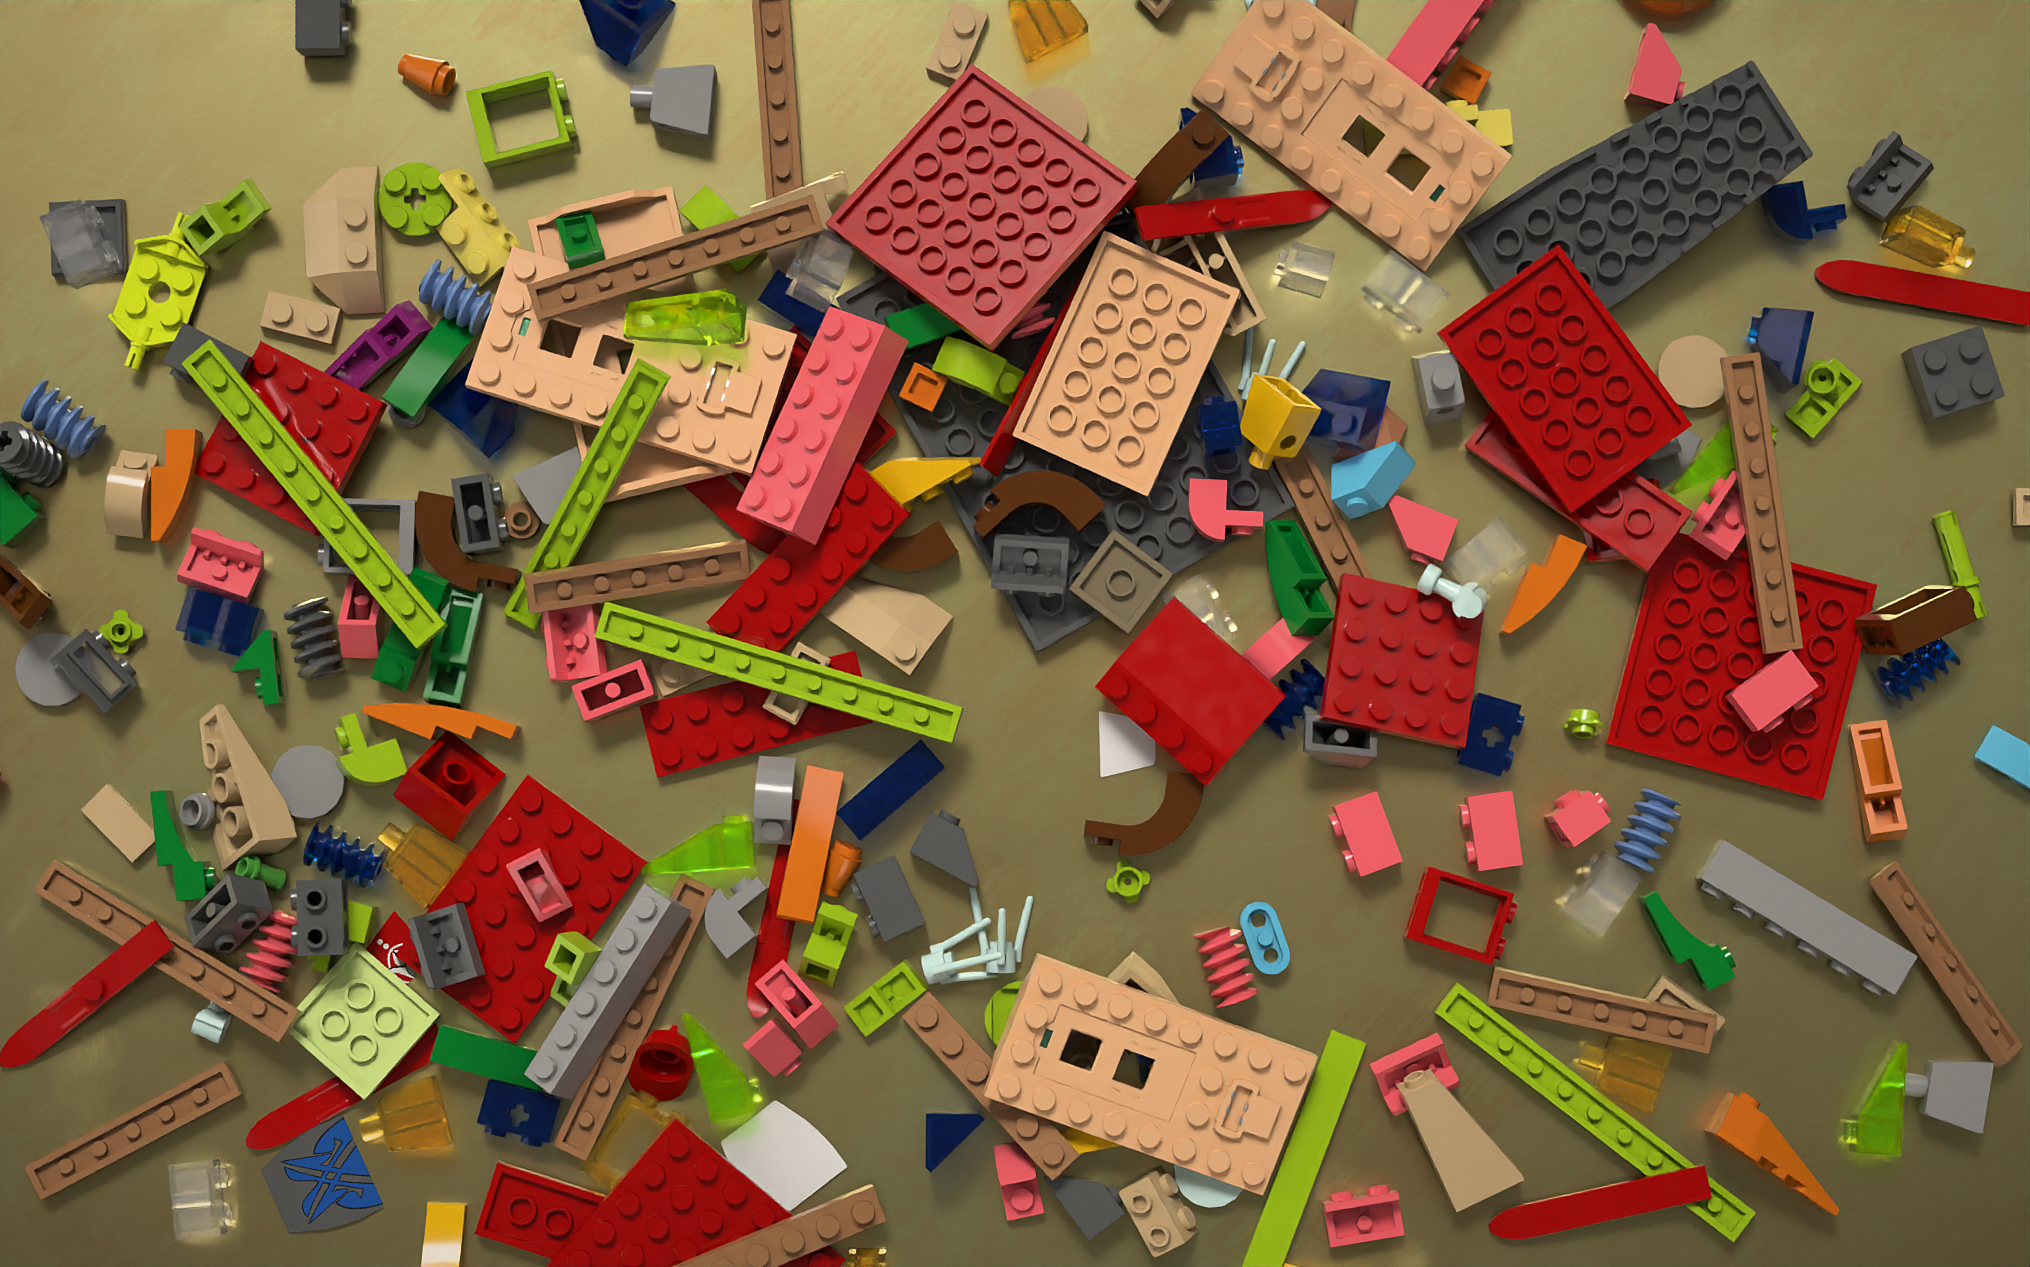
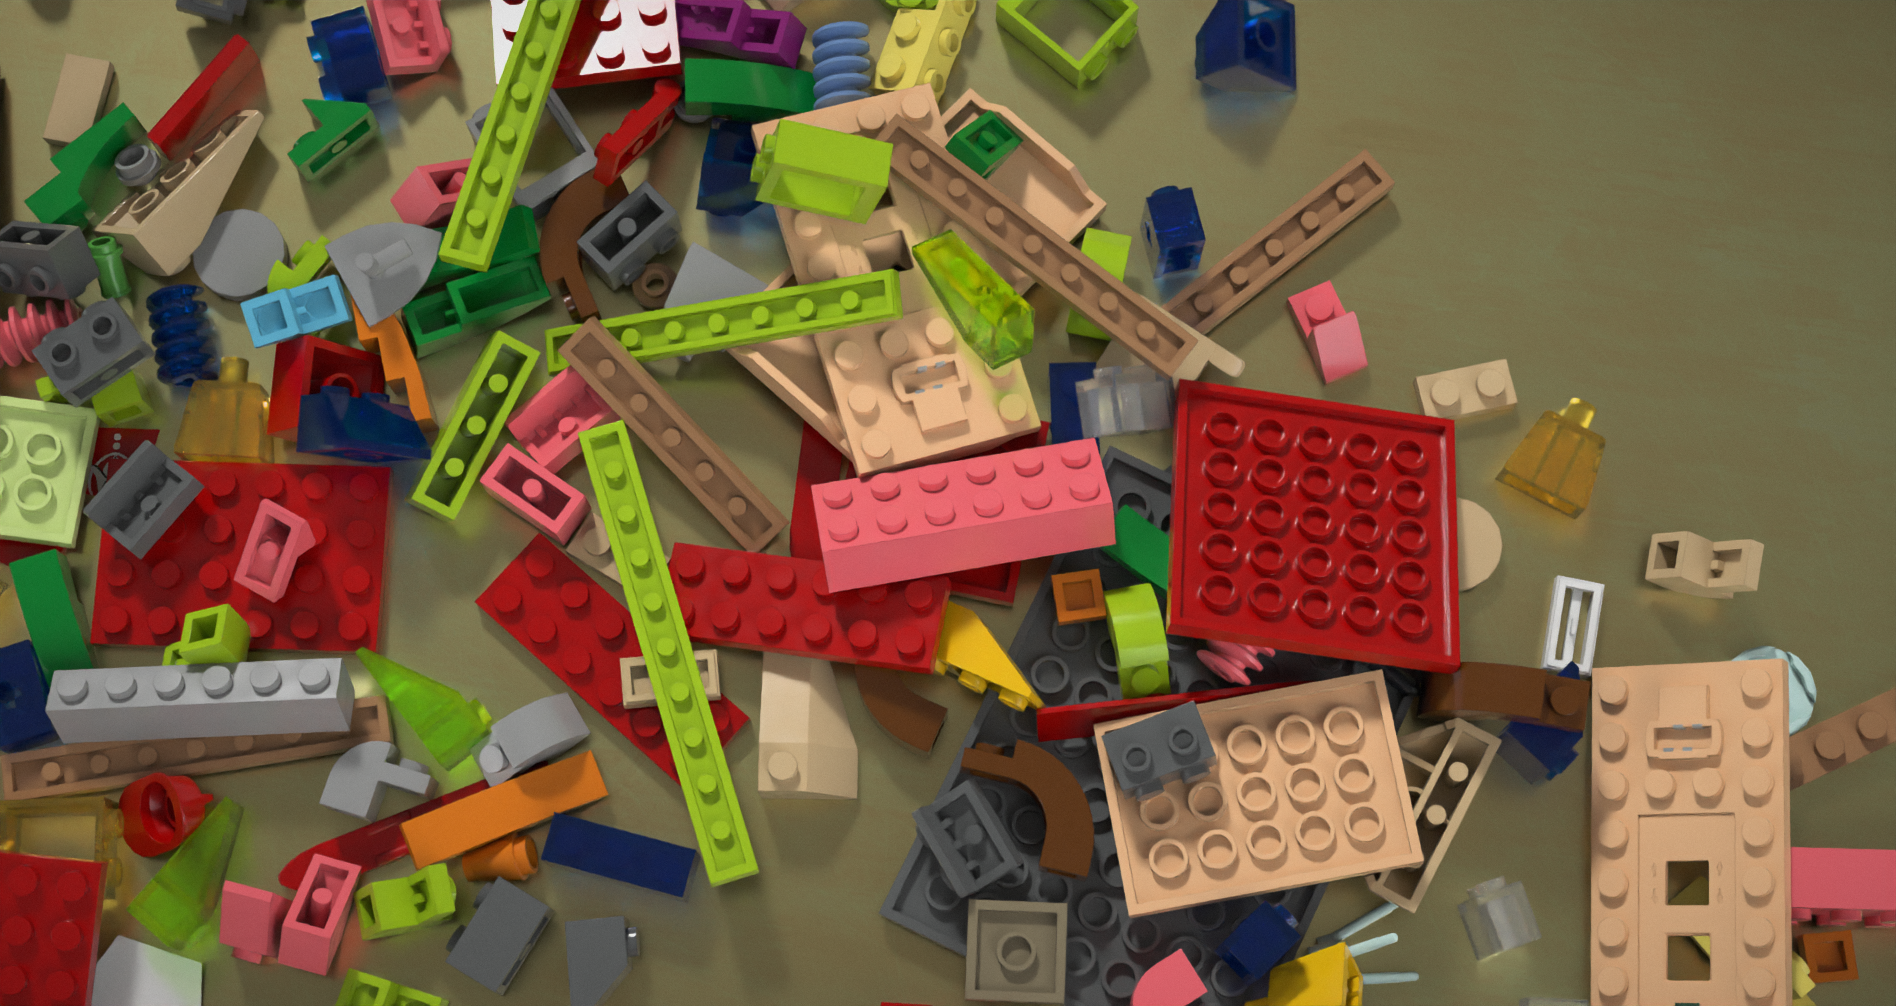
camera: 55 degrees right, 10 degrees down
(178, 736) = (203, 97): none -> red tile
(313, 639) = (390, 159): dark grey piece -> none
(384, 767) = (296, 311): none -> medium azure slope
(391, 689) = (385, 265): none -> light grey shield
(410, 462) = (637, 132): none -> red plate
(494, 775) = (359, 428): none -> clear blue slope
(538, 361) = (822, 171): none -> lime window
(539, 702) = (472, 426): none -> lime brick
(680, 99) = (1203, 152): light grey torso -> none
(722, 157) = (1172, 231): none -> clear blue brick
(856, 102) = (1328, 332): none -> coral slope
(1061, 405) = (1160, 752): none -> dark grey brick
(1132, 64) = (1554, 618): none -> white tile
(1230, 213) = (1498, 794): red piece -> none

